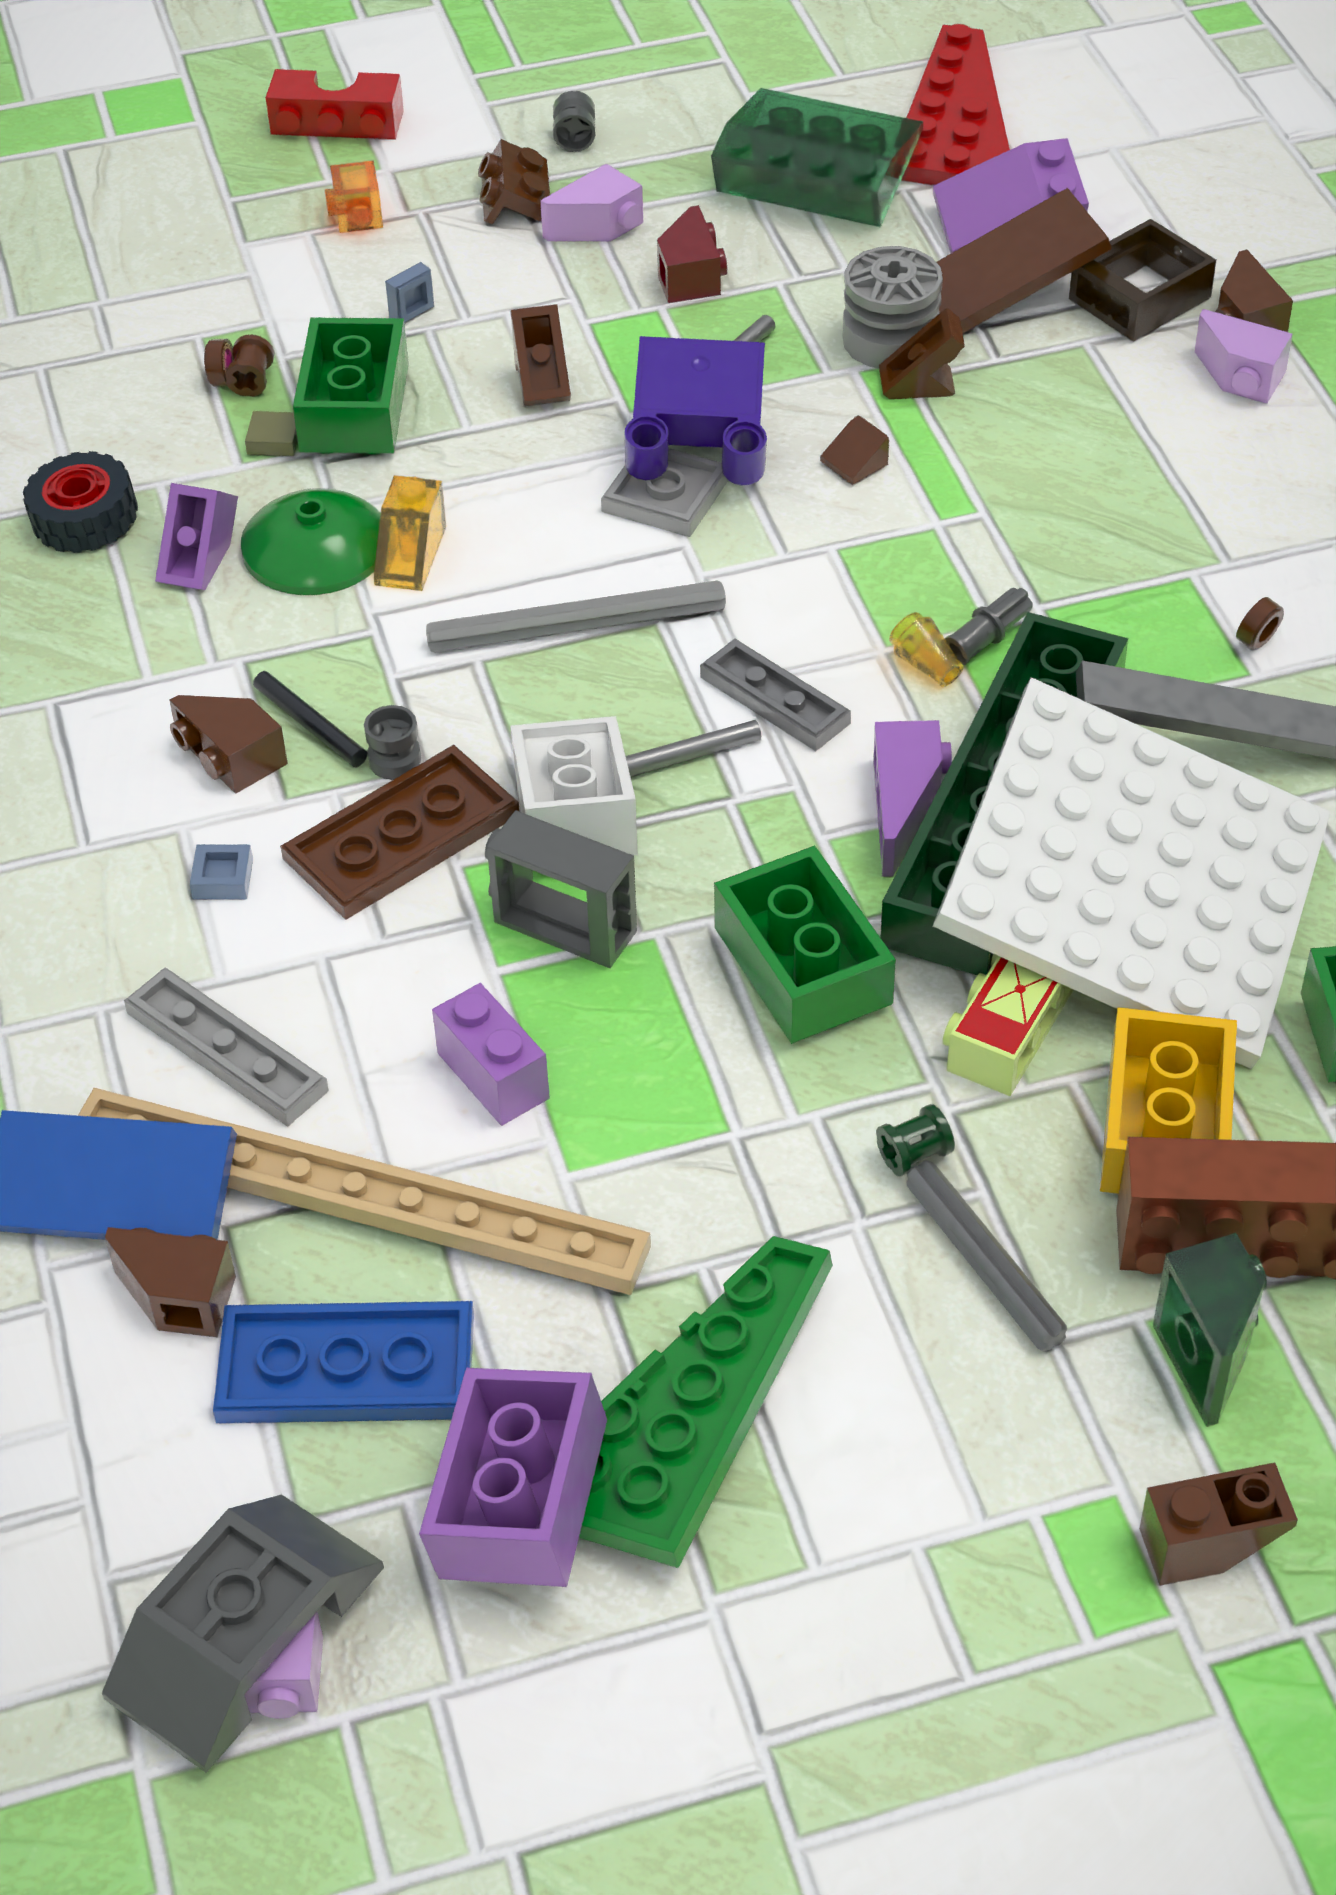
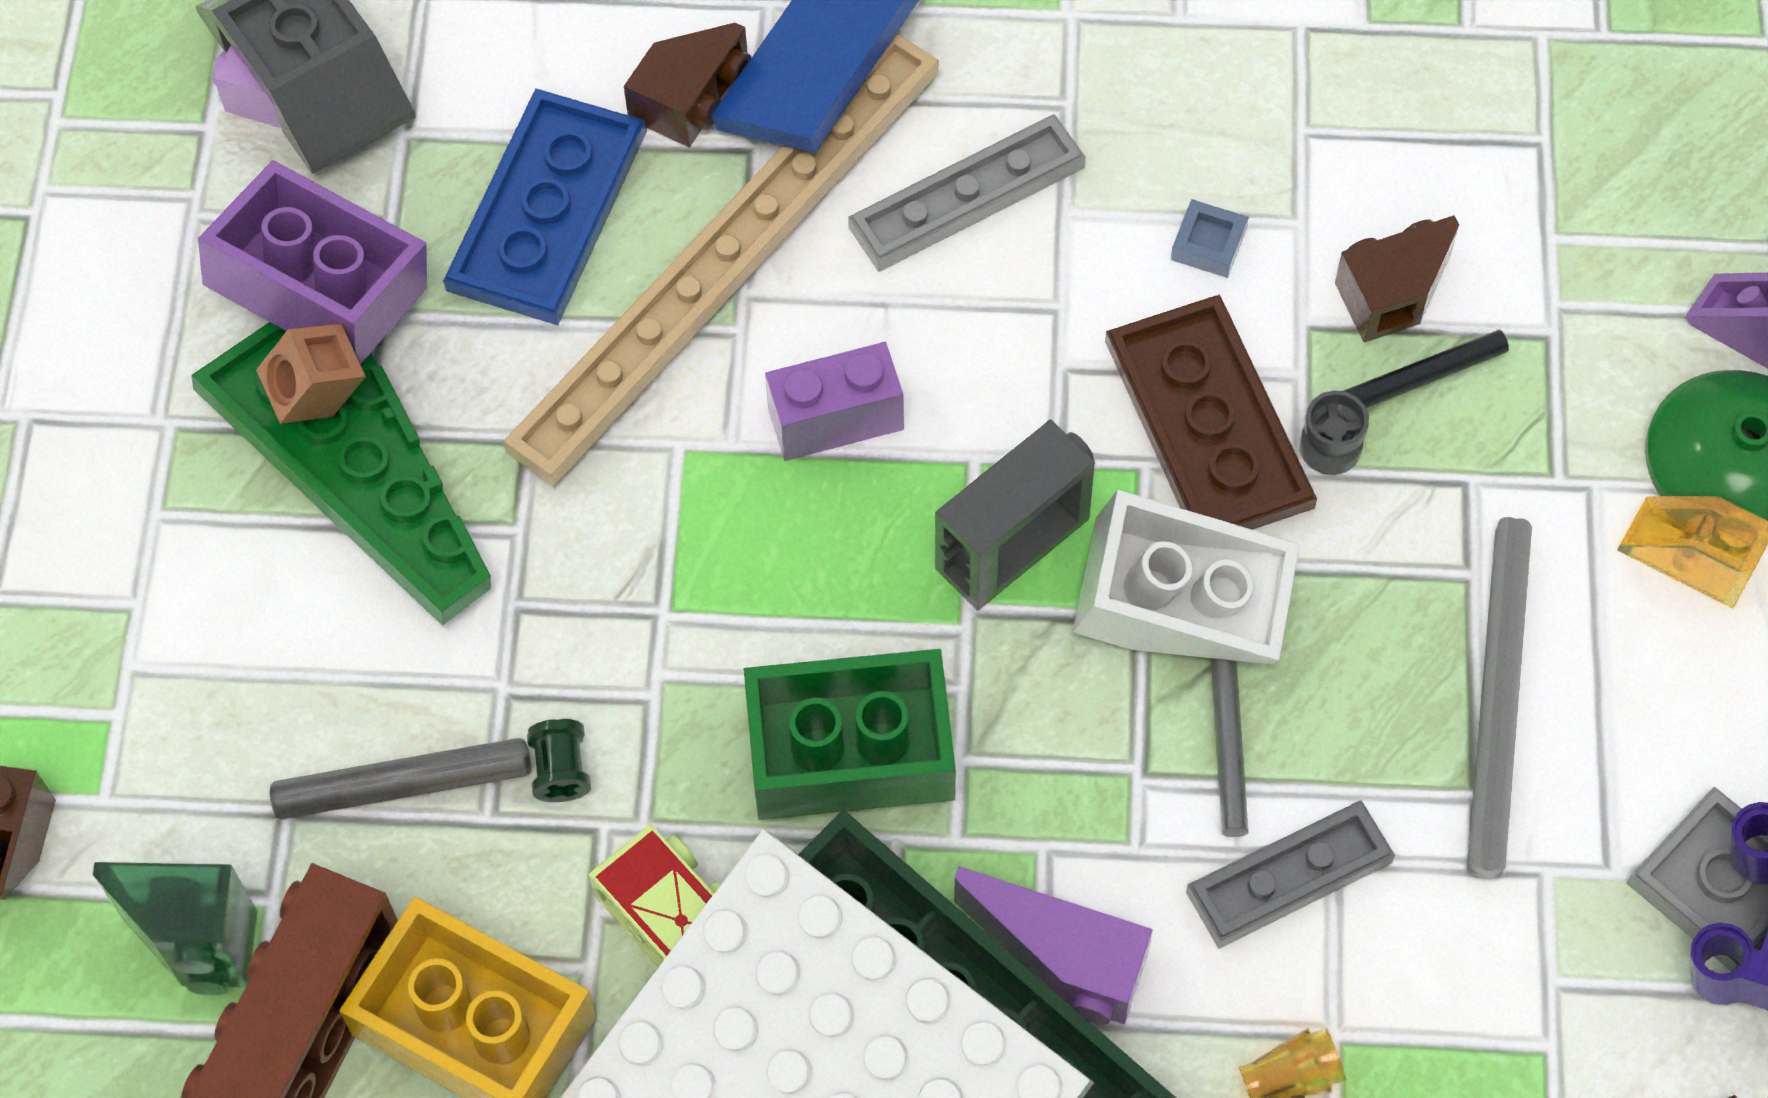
camera: 110 degrees right, 15 degrees up
(648, 1412) = (310, 373): none -> nougat brick

